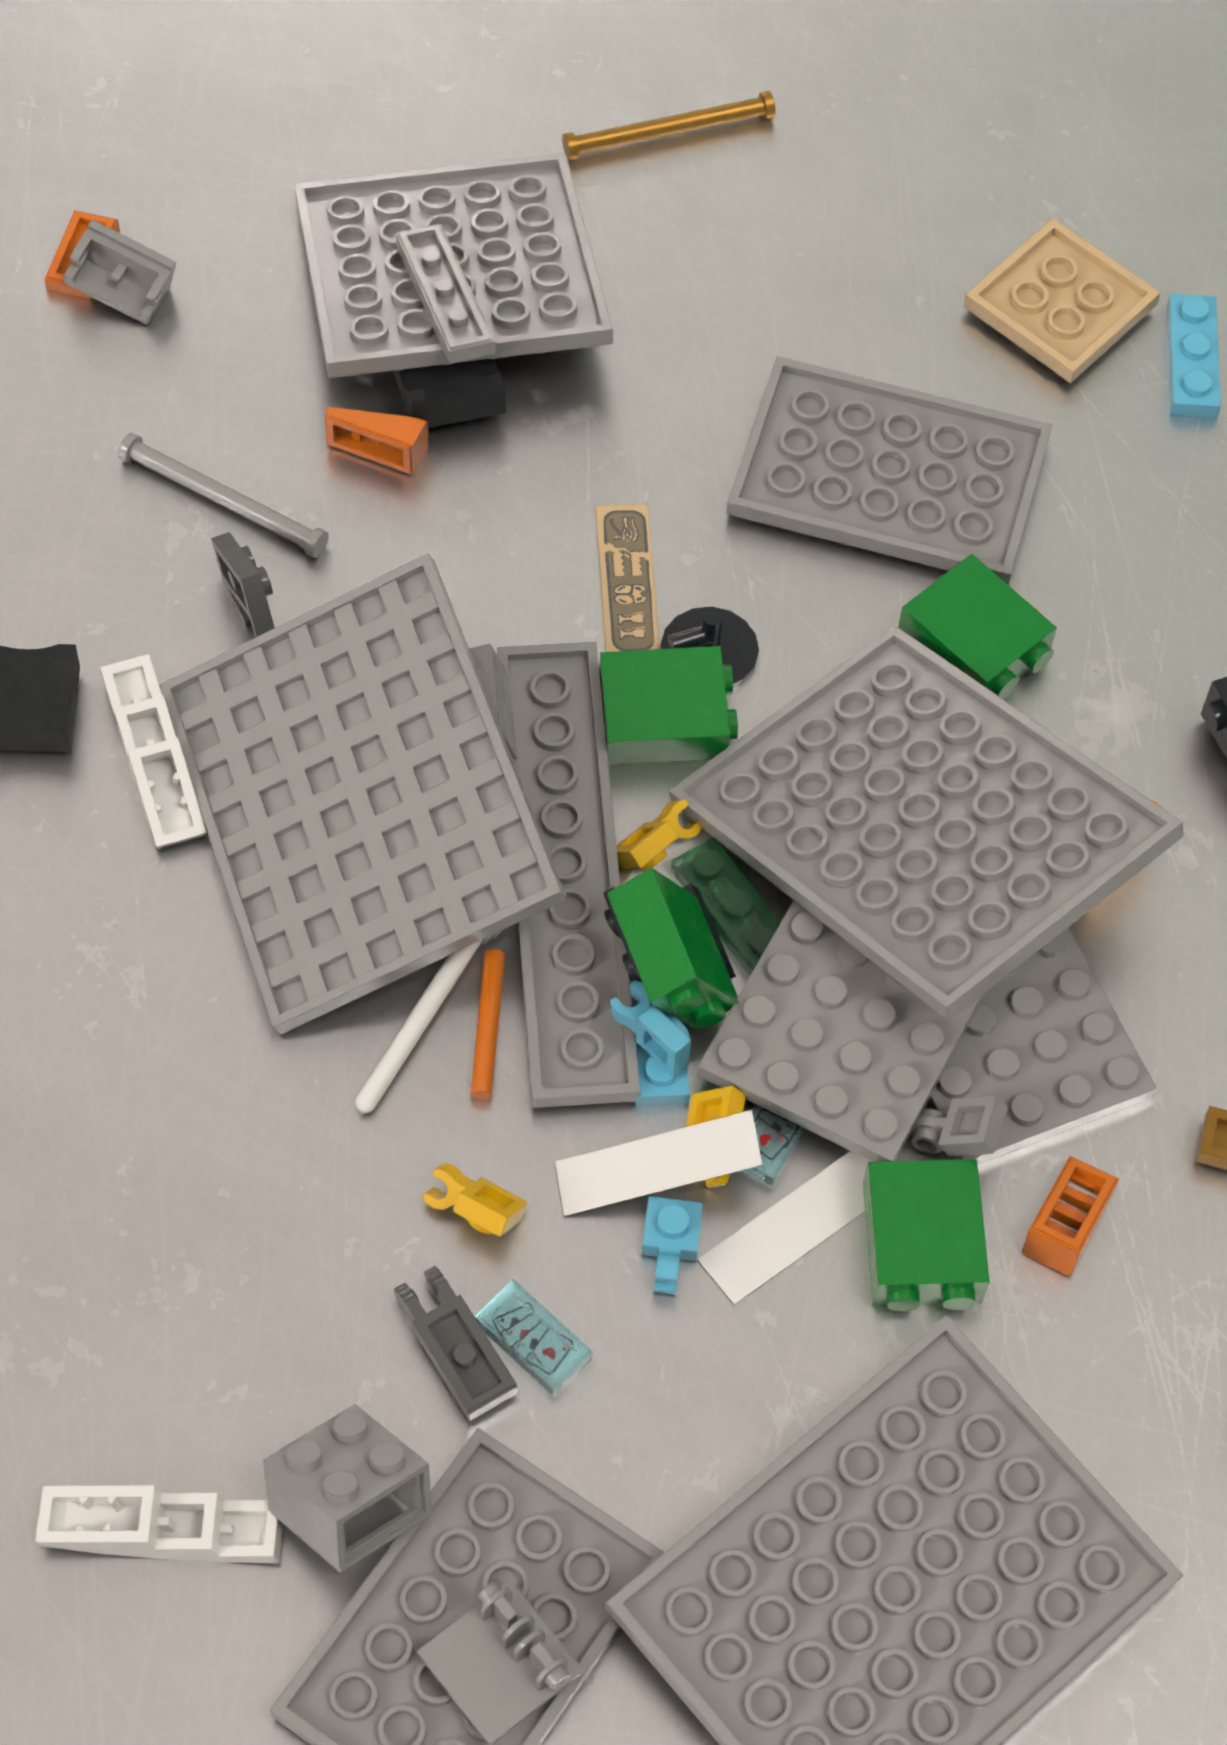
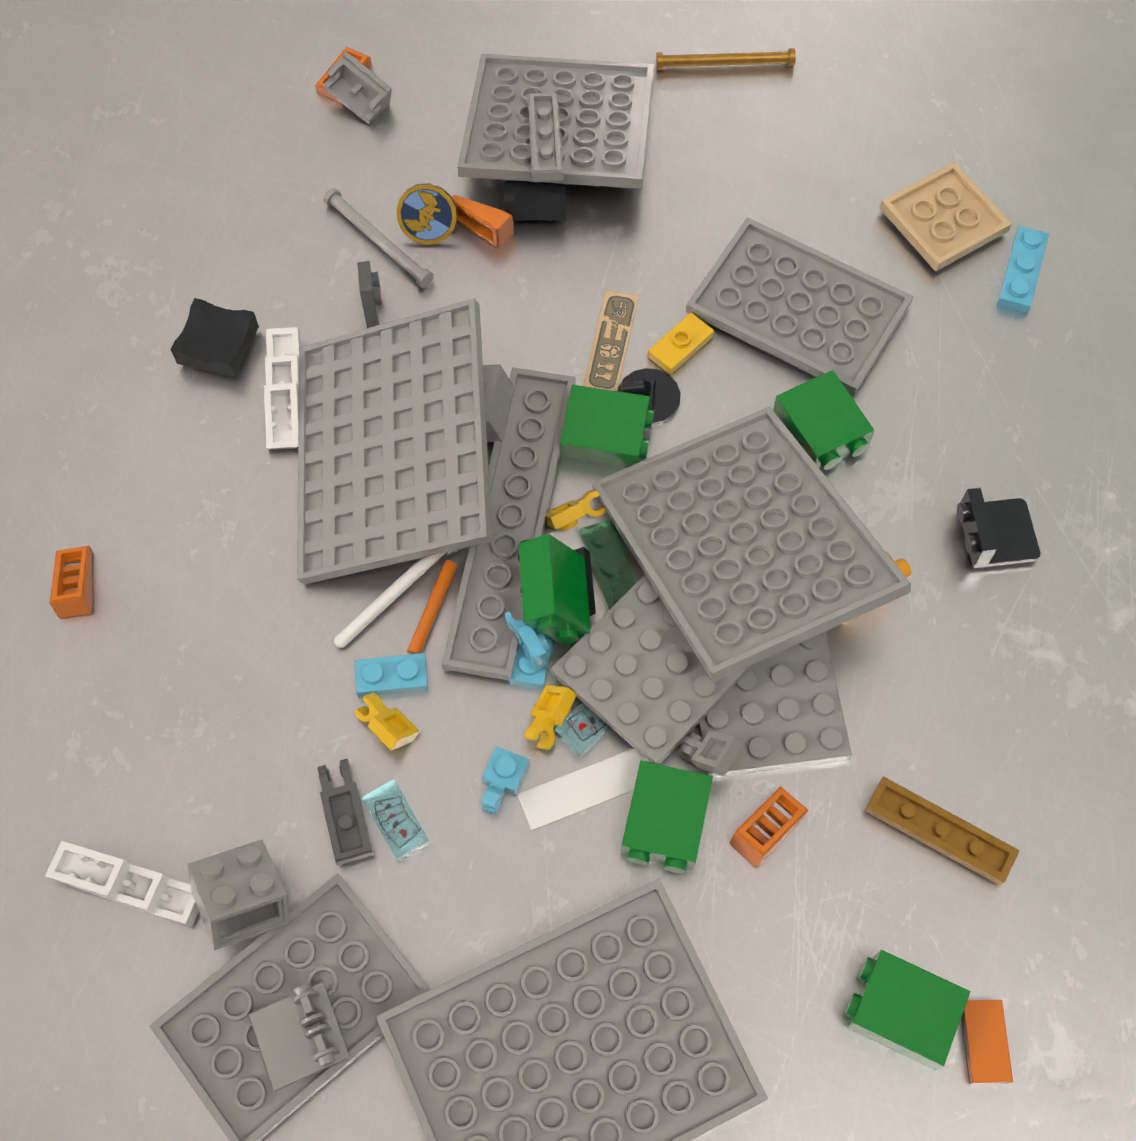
camera: 20 degrees right, 5 degrees up
(293, 444) = (426, 214): none -> shield
(459, 1133) = (391, 675): none -> medium azure plate
(658, 1163) = (508, 726): white sticker -> none
(733, 561) = (680, 343): none -> yellow plate

